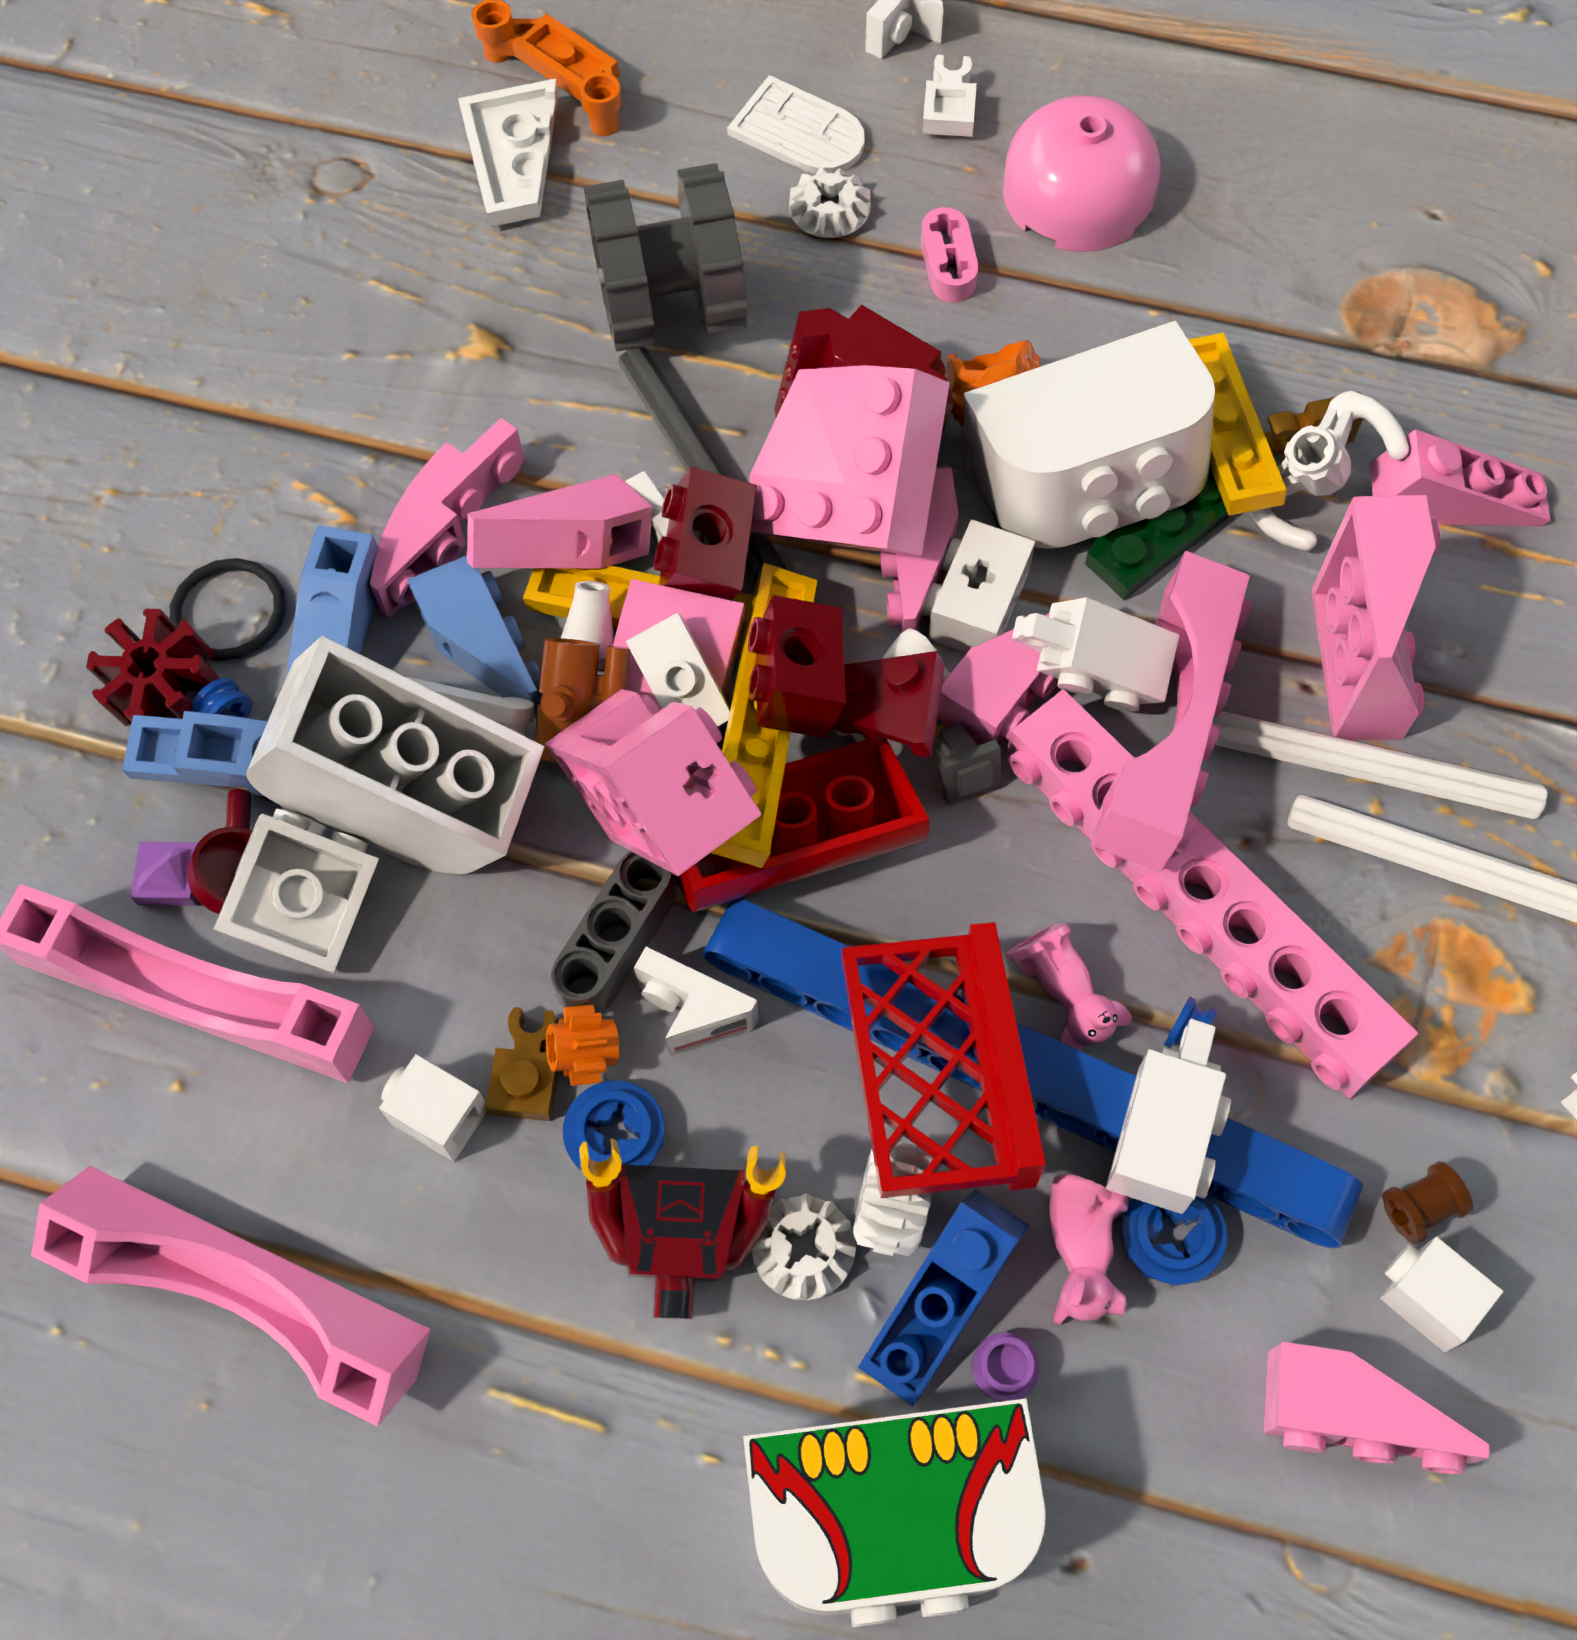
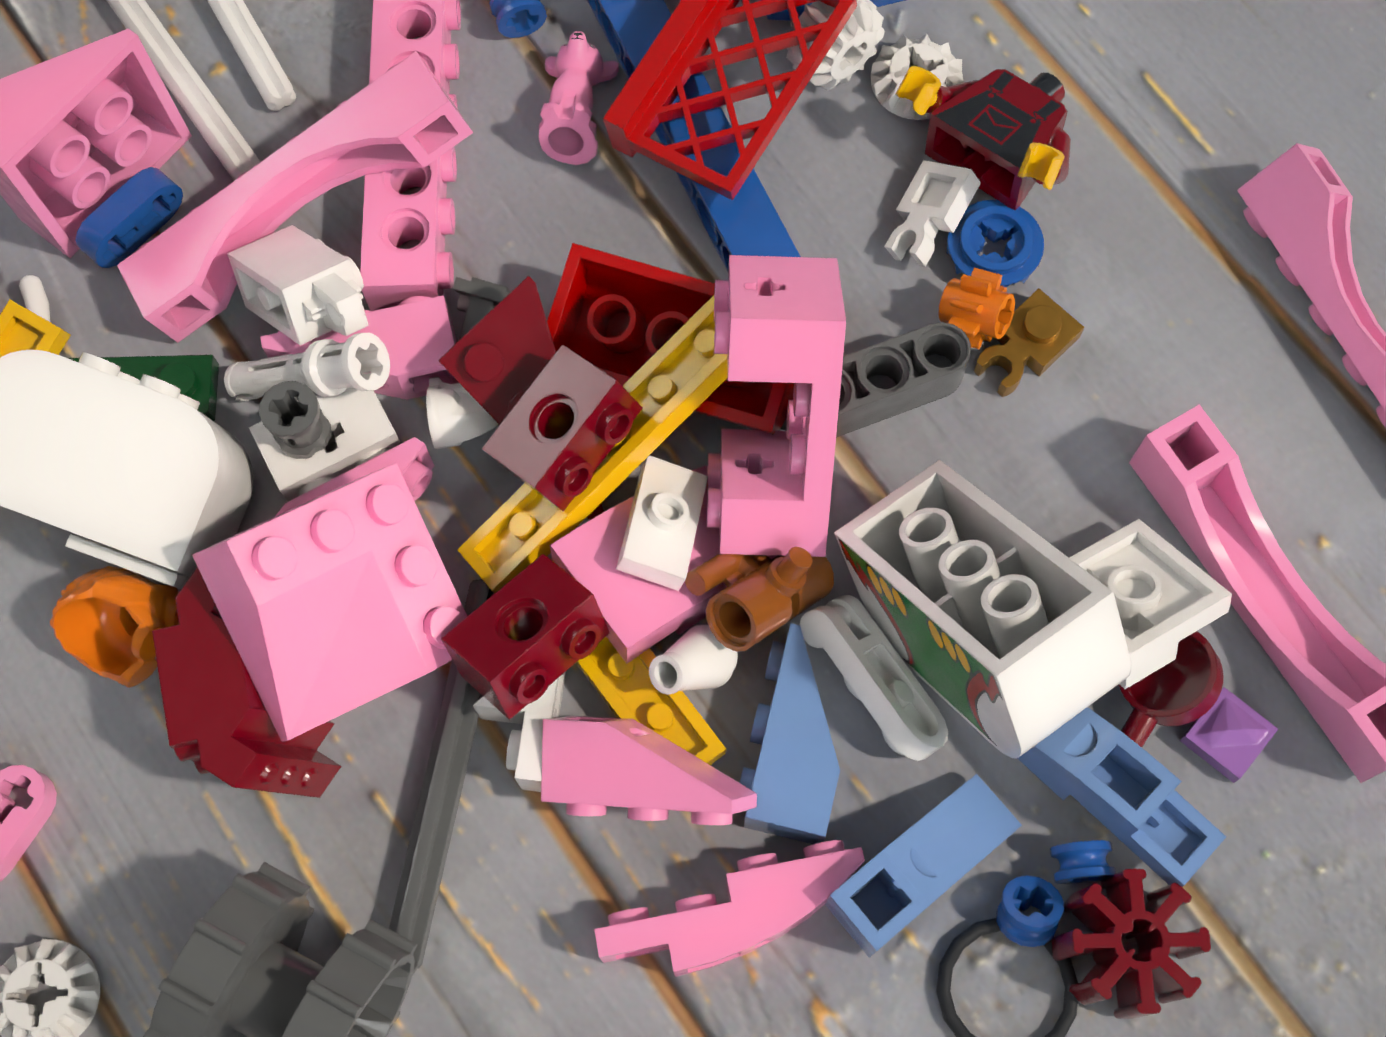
camera: 140 degrees left, 5 degrees up
(228, 638) = (1038, 927): none -> blue bush
(432, 1106) = (1127, 351): white brick -> none
(687, 1122) = (931, 204): none -> white plate
(707, 1006) = (865, 273): white slope -> none
(997, 548) = (282, 407): none -> dark grey bush
(1020, 596) = (324, 367): none -> white pin
(1294, 632) = (129, 217): none -> blue beam

